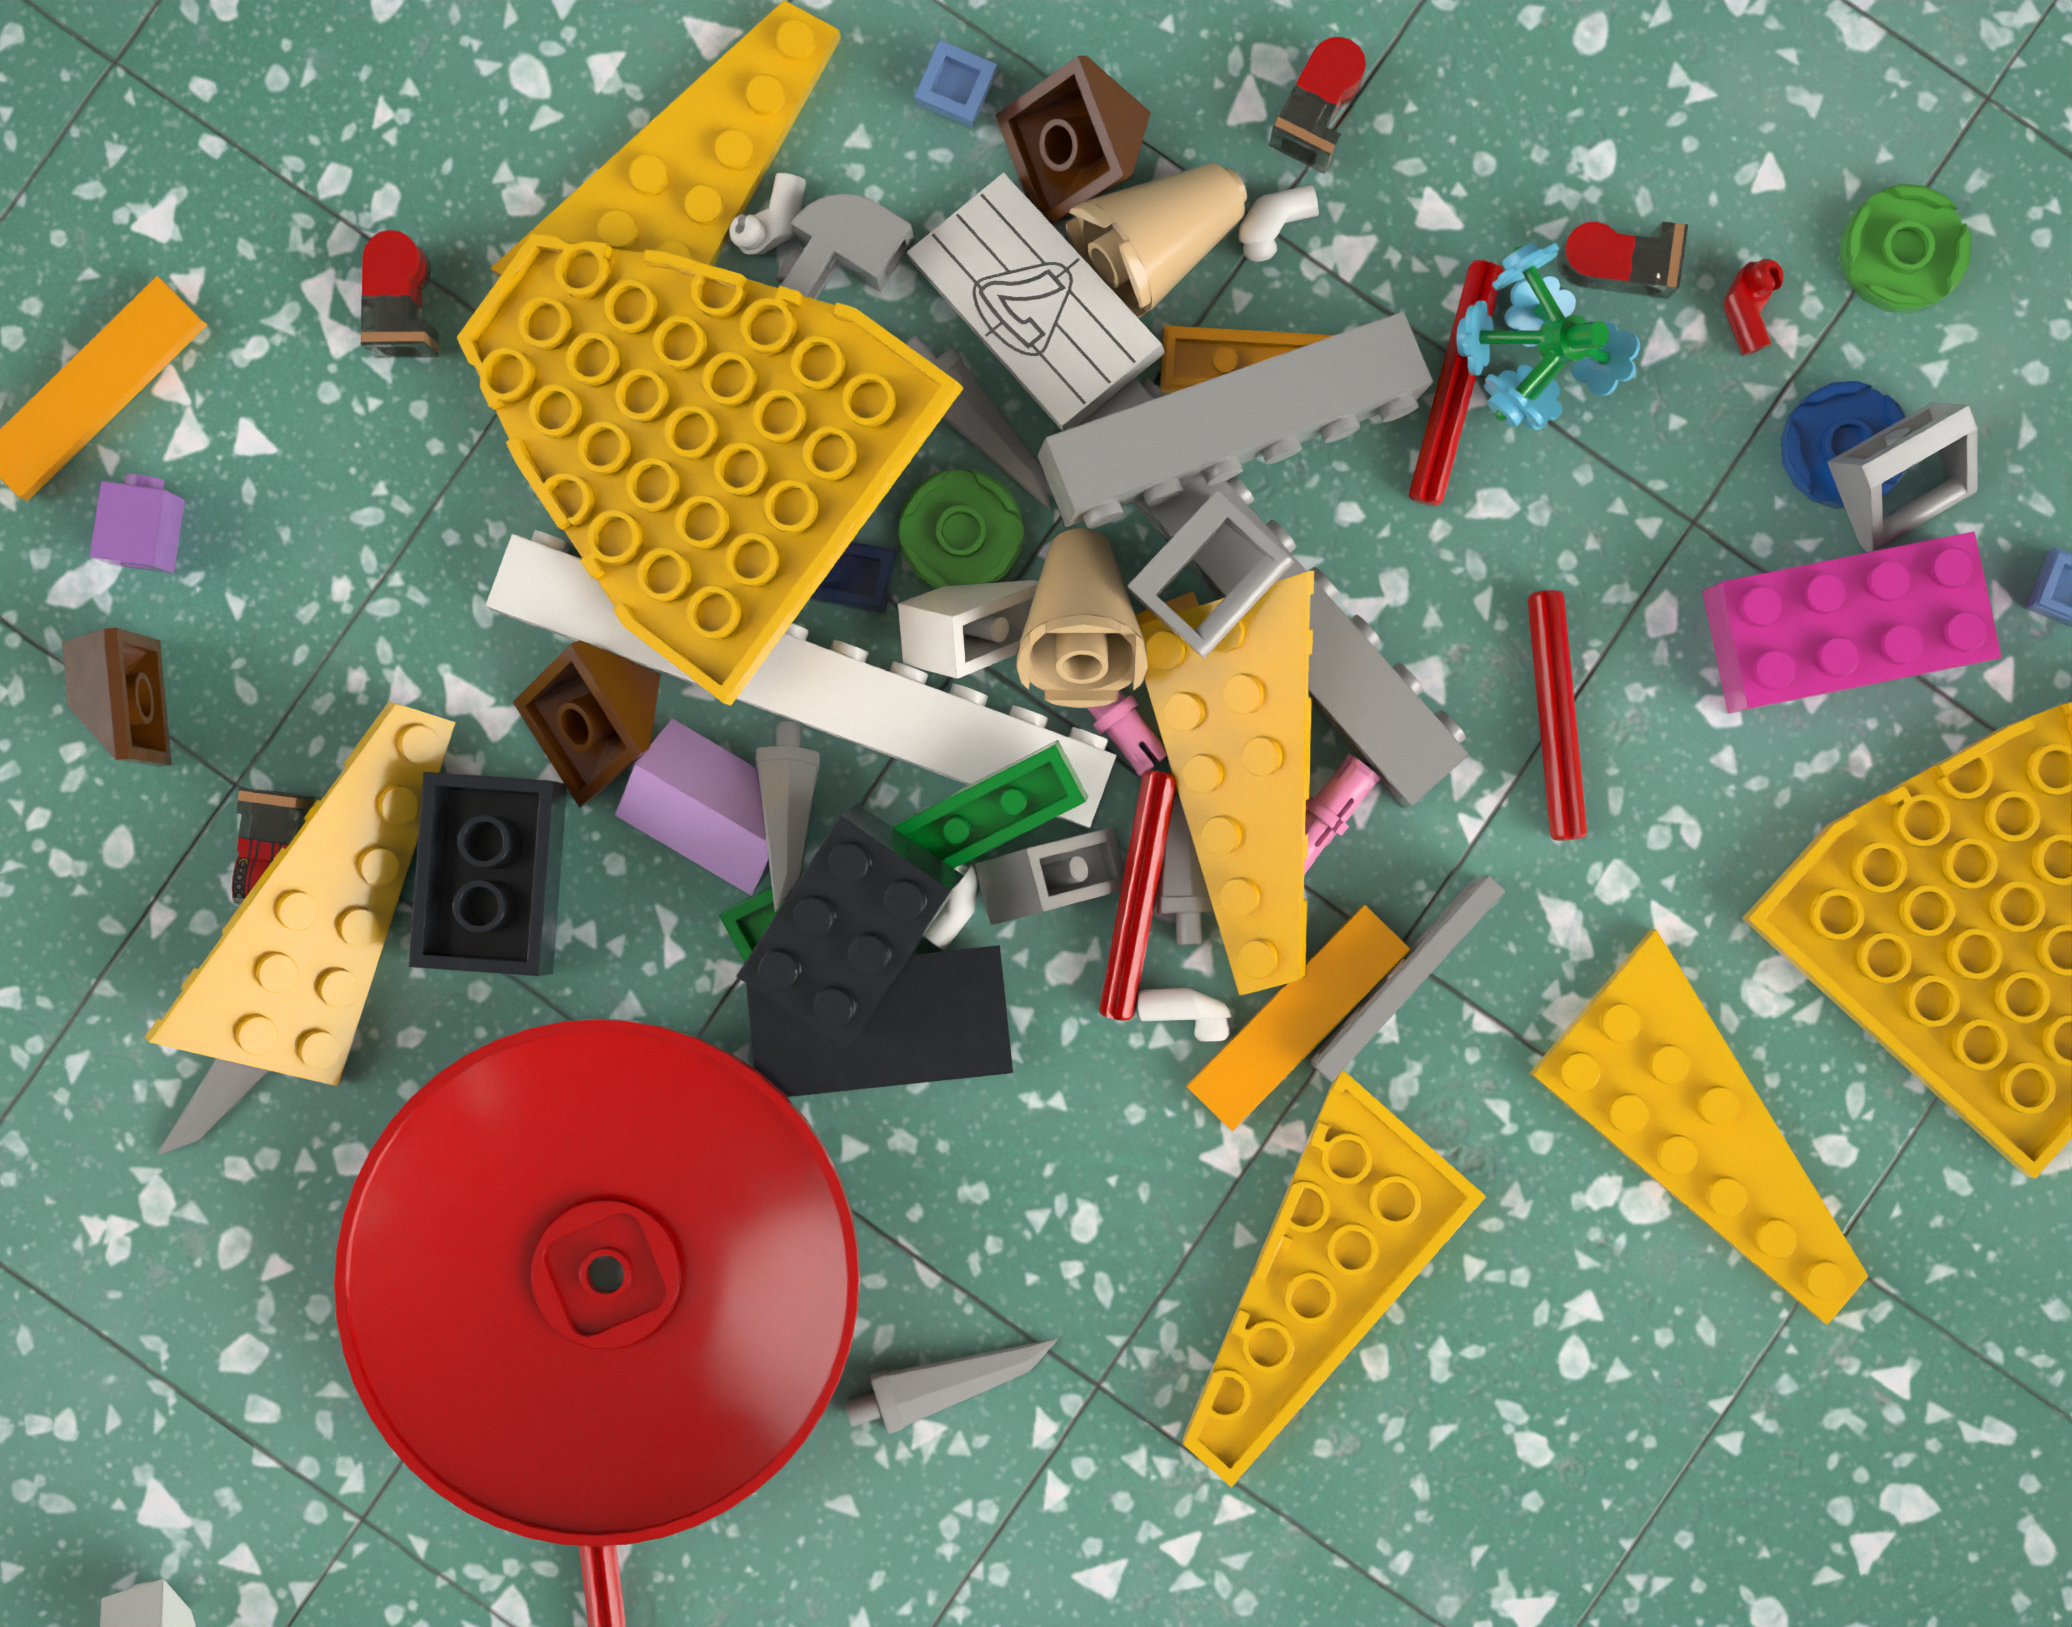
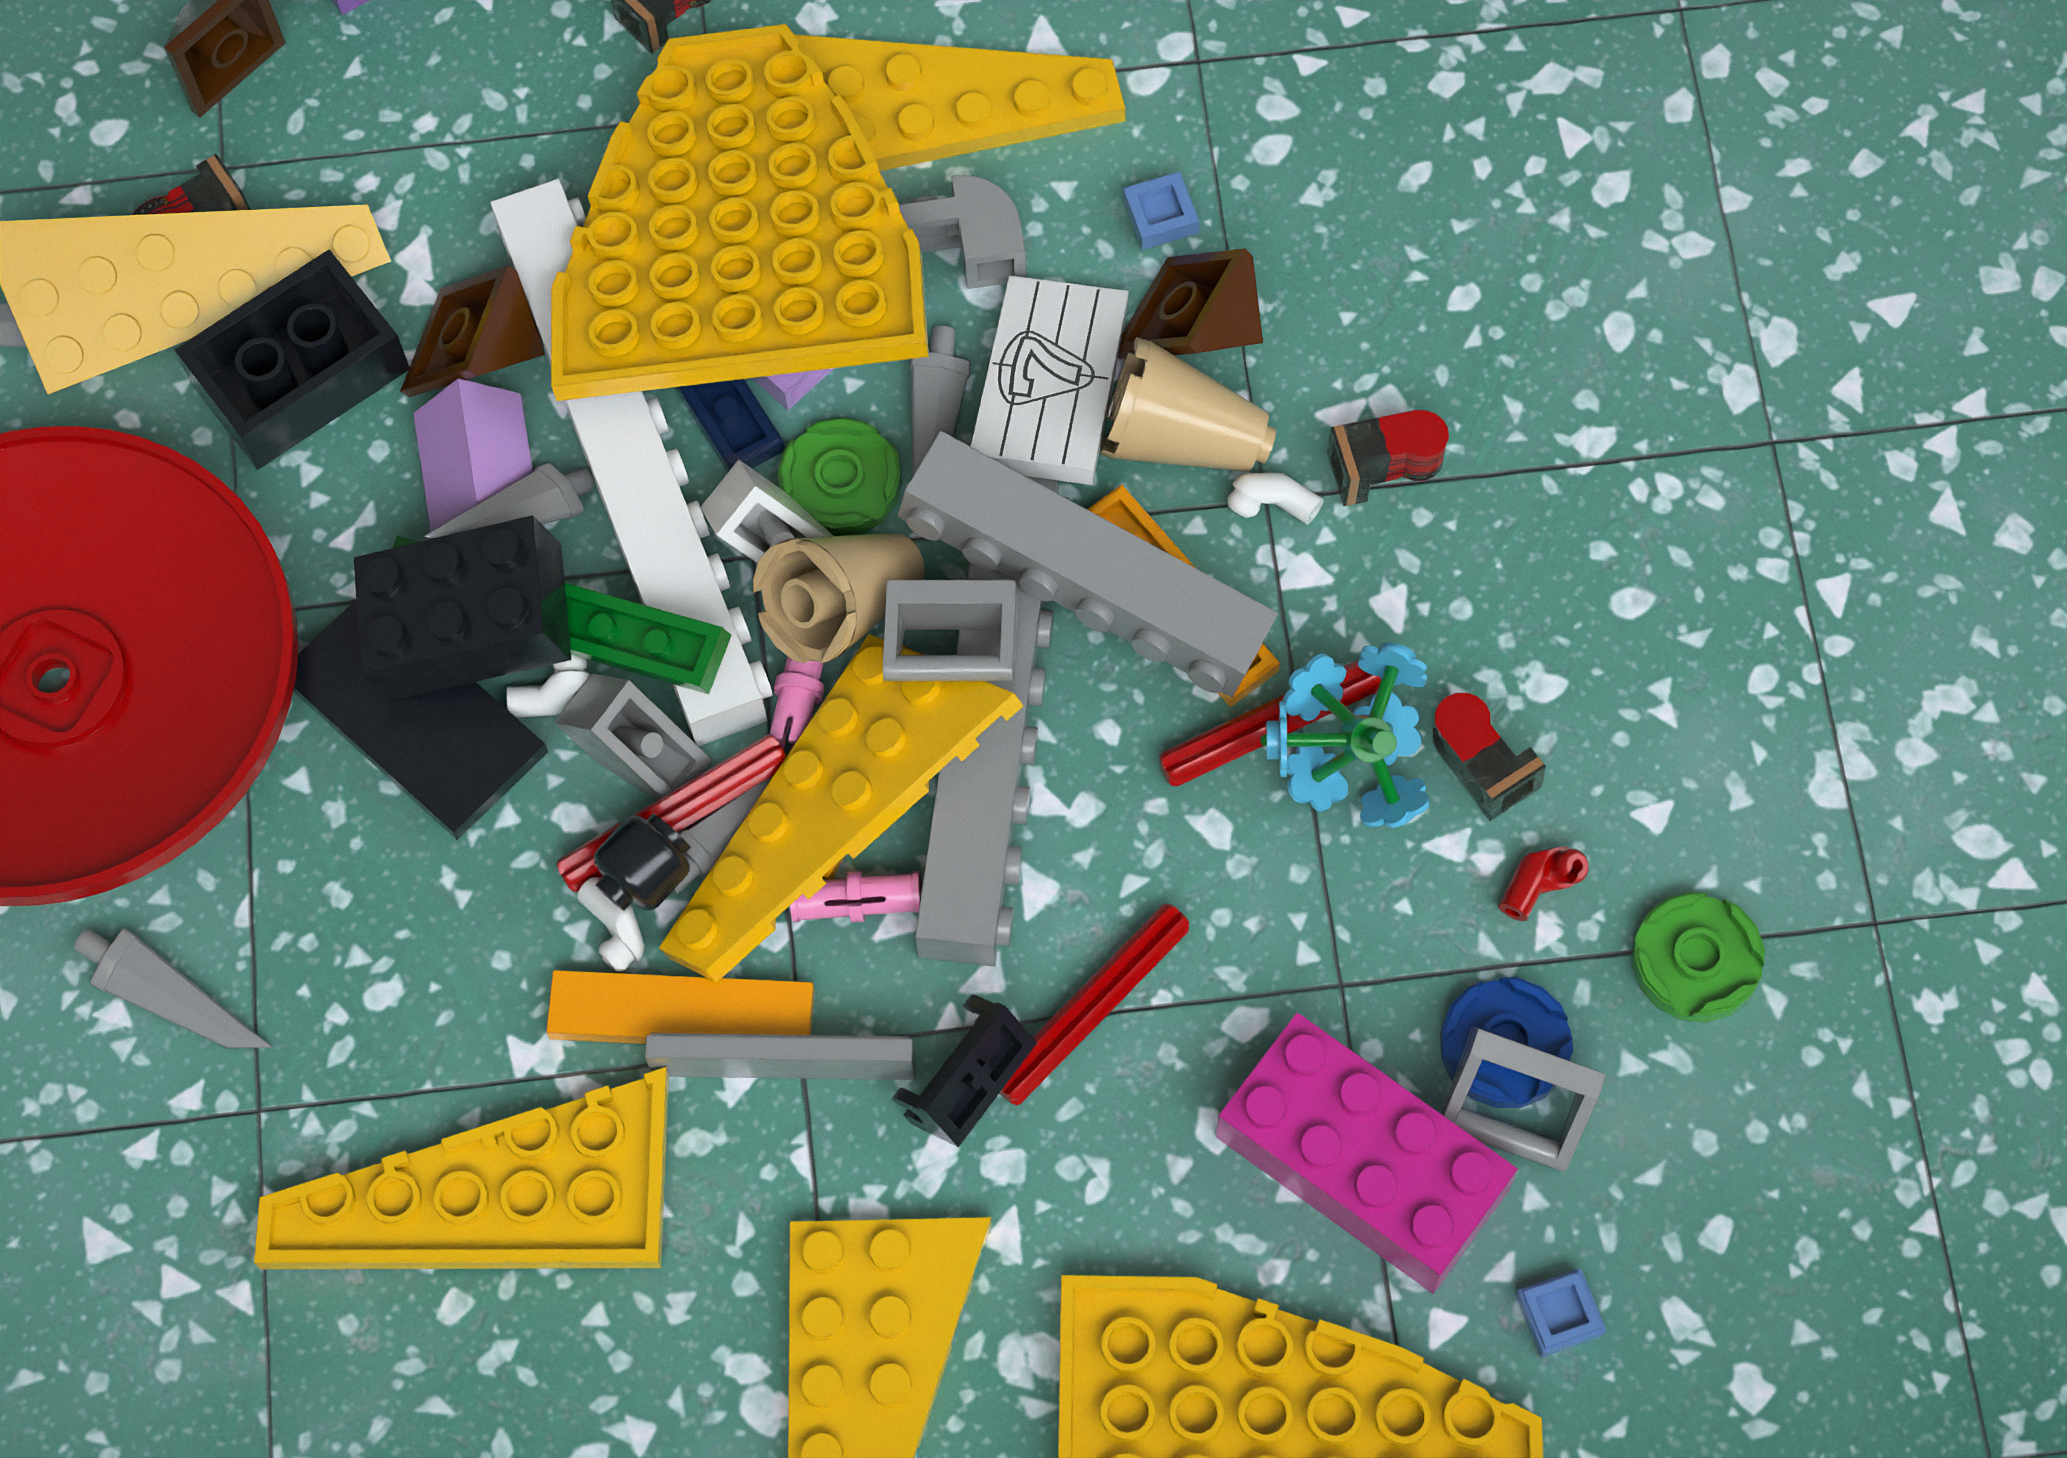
camera: 50 degrees right, 20 degrees down
(772, 226) = (935, 177): white arm -> none
(1174, 958) = (641, 863): none -> black head
(1541, 855) = (970, 1074): none -> black hinge

